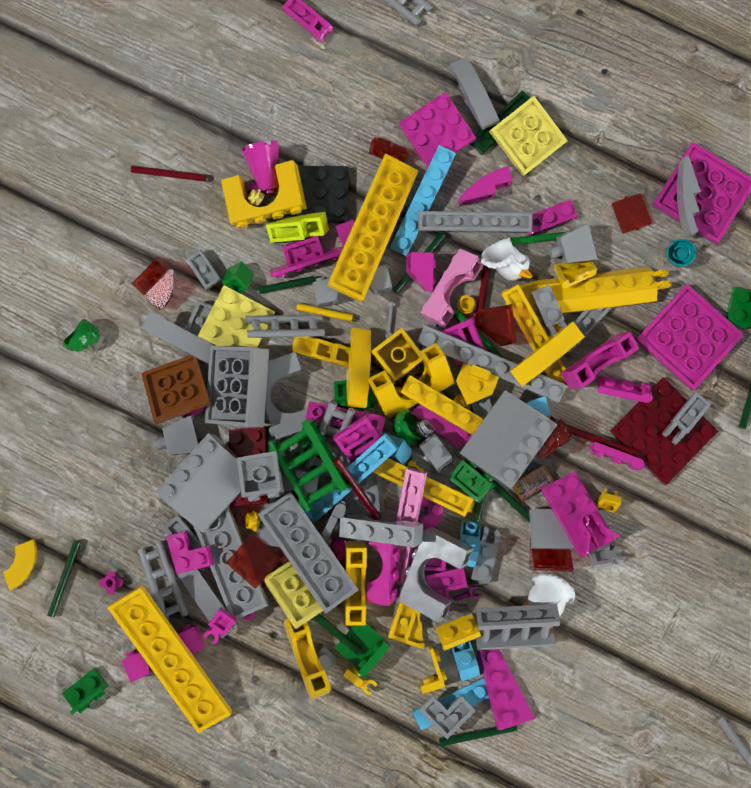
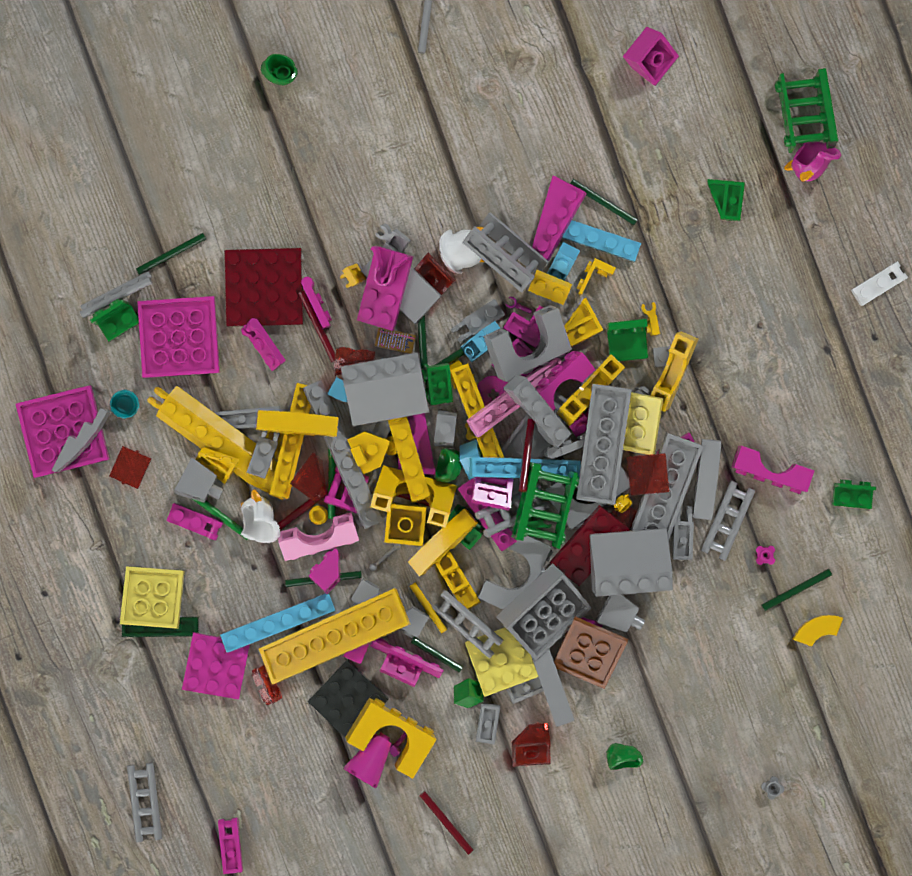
camera: 135 degrees left, 5 degrees up
(169, 659) = (771, 460): yellow plate -> none
(184, 556) = (695, 523): dark pink plate -> none
(220, 623) = (712, 451): dark pink plate -> none
(255, 197) = (399, 741): light yellow plate -> none
(260, 476) = (587, 530): light grey plate -> none
(298, 227) = (388, 689): neon yellow slope -> none
(338, 634) = (636, 365): dark green bar -> none
(424, 428) = (436, 453): light grey plate -> none
(447, 719) = (615, 234): light grey plate -> none
(475, 93) = (160, 668): light grey slope -> none
(475, 221) = (254, 570): light grey tile -> none
(486, 186) = (220, 588): dark pink slope -> none
(586, 368) = (279, 385): dark pink arch -> none
(687, 416) = (238, 282): light grey hinge -> none

